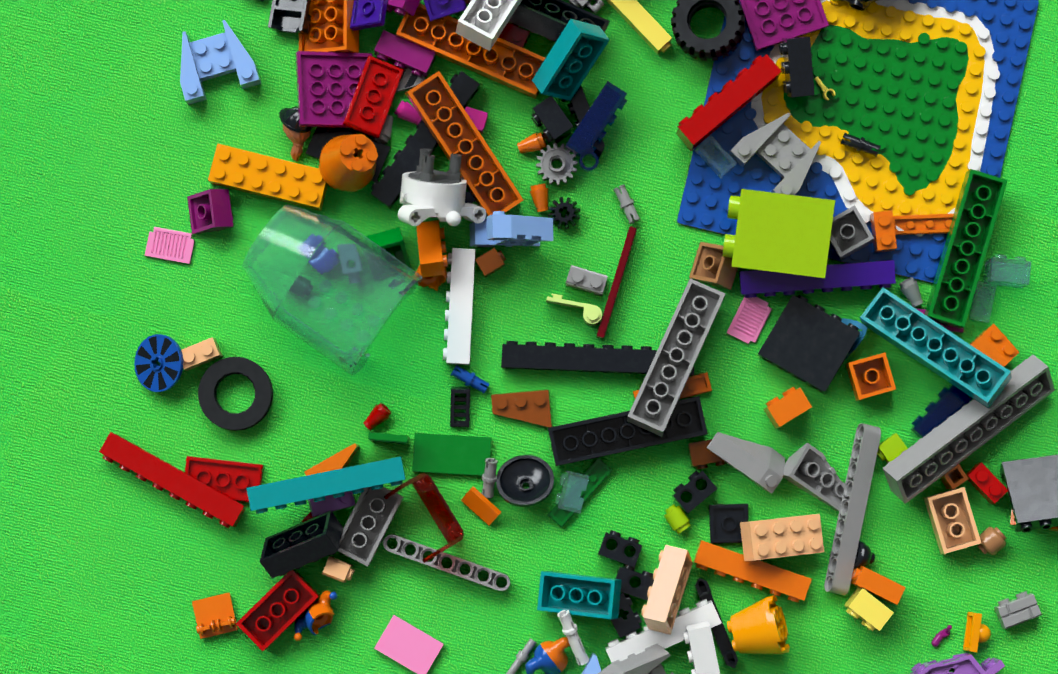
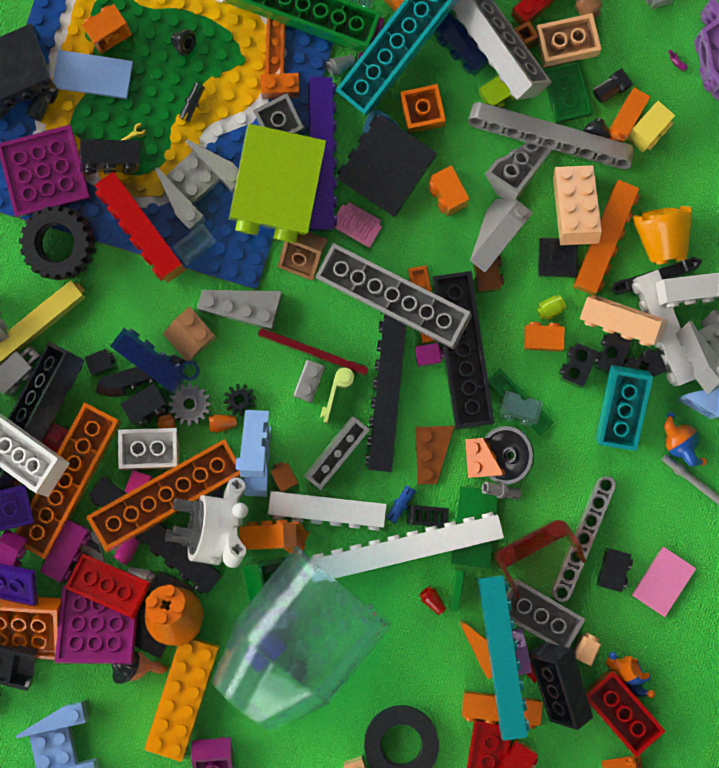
camera: 85 degrees left, 0 degrees up
(276, 469) = (483, 706): none -> orange brick
(417, 595) = (614, 570): none -> black brick
(428, 391) = (411, 547): none -> white brick
(481, 506) = (528, 501): orange tile -> none
(509, 126) = (148, 449): none -> white slope
(517, 311) = (336, 452): none -> light grey brick
(520, 456) = (481, 459): none -> wing
(570, 59) = (85, 381): teal brick -> none
(570, 630) = (659, 418): white pin -> none
(595, 77) = (100, 362): none -> black brick
(621, 398) = (429, 354): none -> magenta brick
(626, 159) = (189, 334): none -> medium nougat slope
(626, 204) = (235, 337): light grey pin -> none
(646, 512) = (543, 337): none -> orange brick
(656, 219) = (247, 307): none -> light grey wedge
(697, 495) = (530, 286): black brick -> none
(882, 44) = (93, 74): none -> light blue tile
(900, 524) = (568, 92): none -> green tile
(912, 574) = (617, 83): none -> black piece
(922, 132) = (184, 41): none -> black brick
(928, 54) = (106, 28): none -> orange brick
(975, 632) = (676, 28): light orange tile -> none

